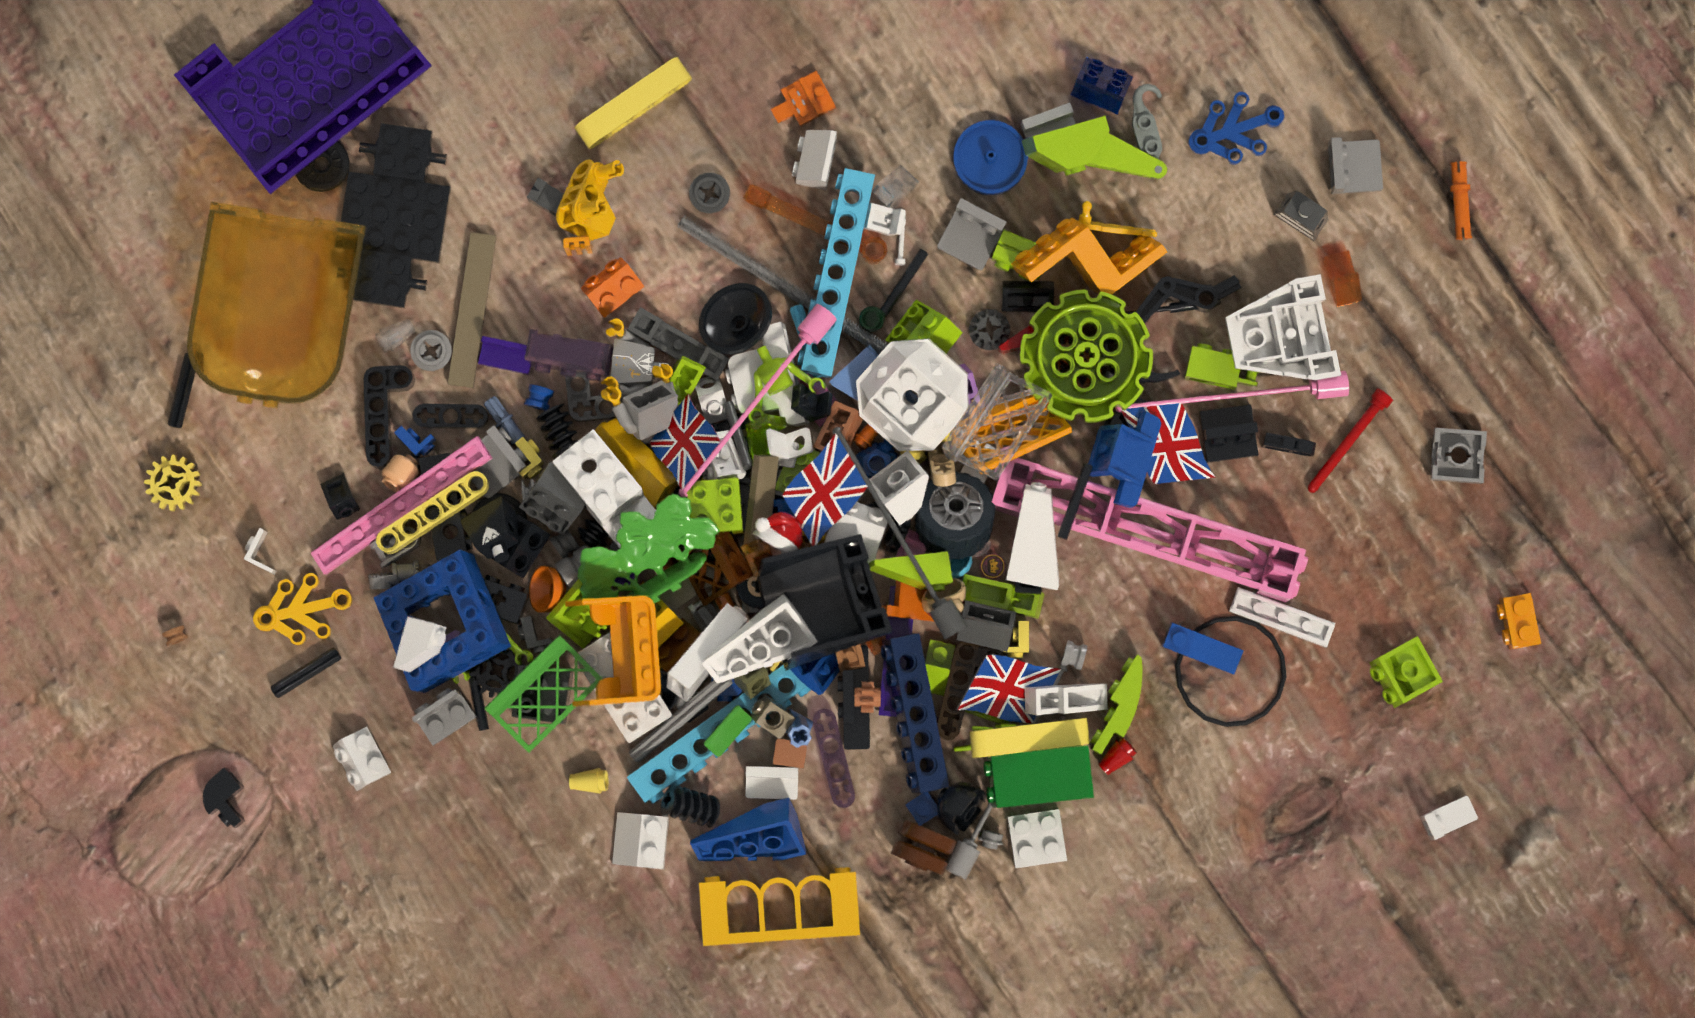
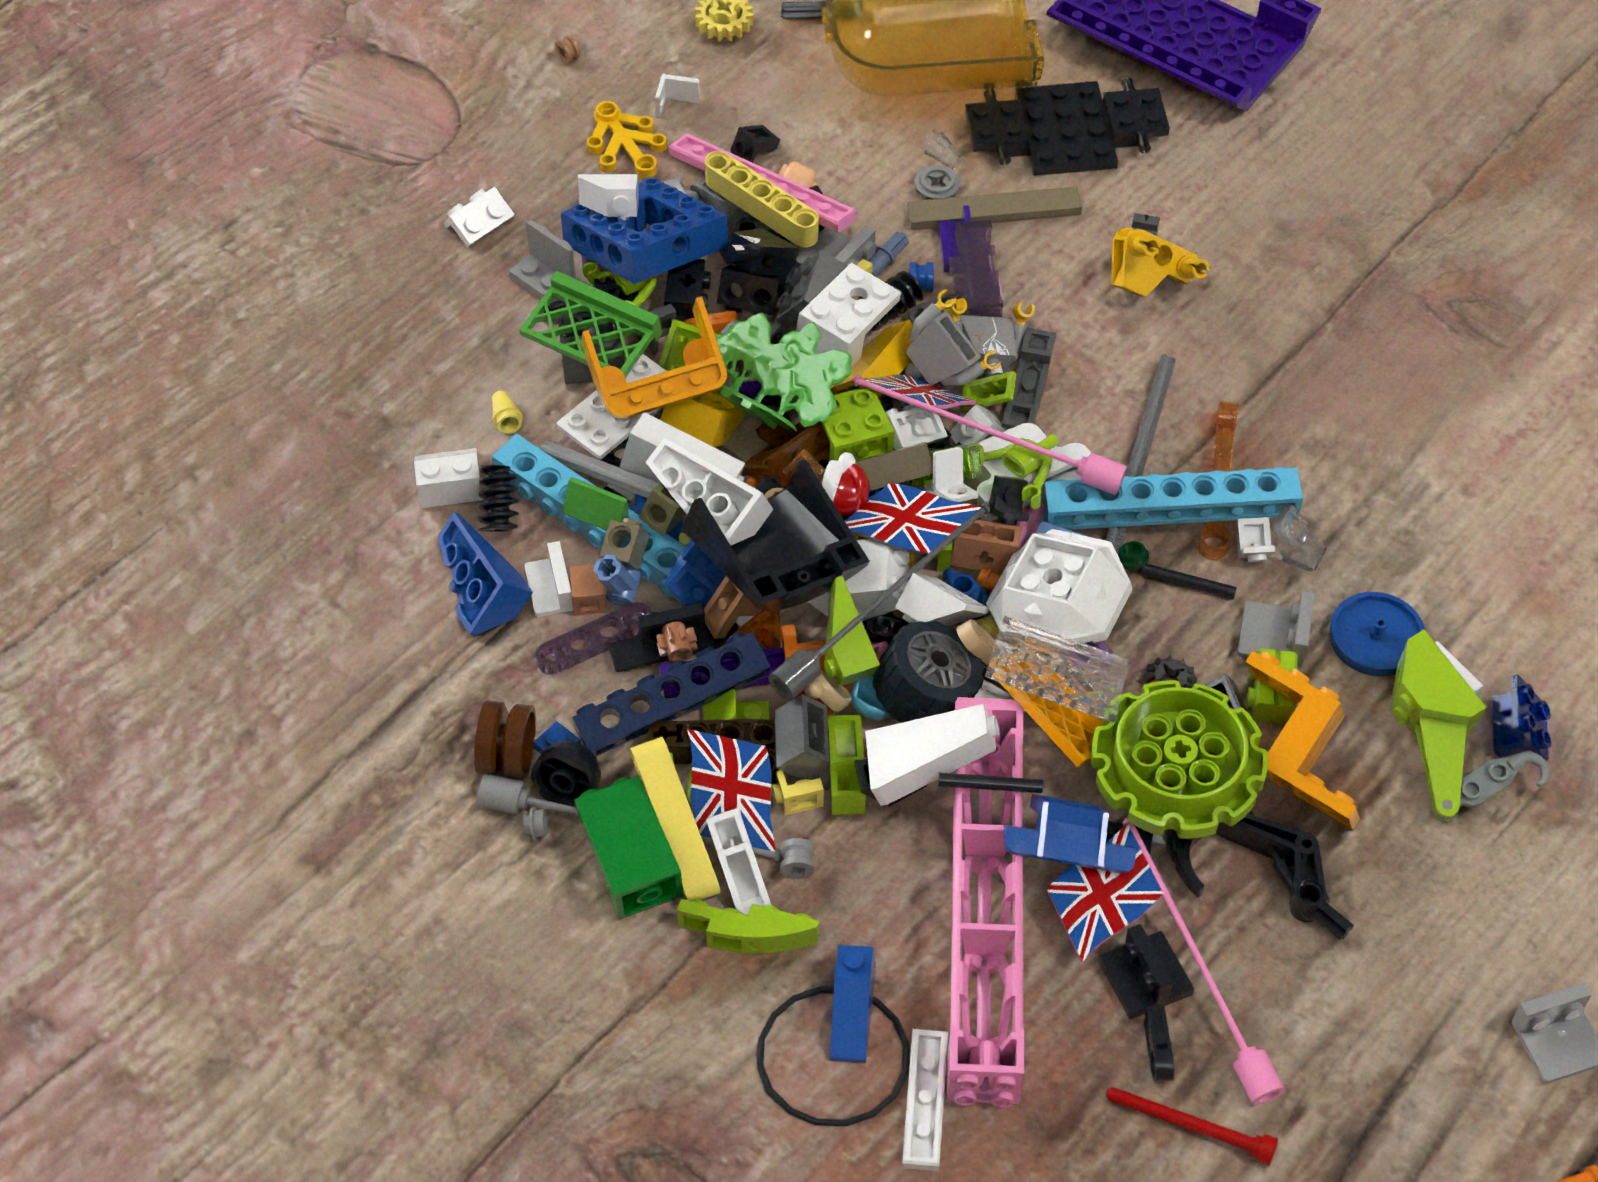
camera: 75 degrees right, 30 degrees down
(218, 793) = (408, 113): black brick -> none
(305, 672) = (557, 154): black axle -> none
(330, 177) = (1106, 72): black wheel -> none
(383, 416) = (859, 151): black beam -> none
(411, 440) = (835, 182): blue bracket -> none
(470, 409) = (875, 203): black beam -> none
(577, 246) = (1100, 264): light orange tile -> none
(612, 286) = (1068, 315): orange bracket -> none
(633, 103) = (1279, 288): light yellow beam -> none
(706, 181) = (1223, 376): dark grey gear -> none
(715, 910) = (411, 683): yellow fence -> none
(728, 311) = (1078, 421): black dish -> none
(738, 436) = (949, 441): dark grey bar -> none
(804, 100) = (1354, 441): orange piece -> none
(815, 159) = (1308, 453): white slope -> none
(900, 261) = (1213, 572): white piece -> none
(925, 323) = (1144, 613): lime slope -> none
(1037, 838) = (550, 877): white plate -> none
(1085, 218) = (1341, 742): yellow piece -> none
(1117, 756) = (681, 940): red cone -> none
(1216, 368) = (1225, 935): lime brick -> none
(1231, 130) = (1540, 884): blue plant -> none
(1284, 333) = (1306, 992): white wedge -> none
(1302, 214) = (1468, 976): dark grey torso -> none
(1342, 278) = (1405, 1062): clear orange slope -> none

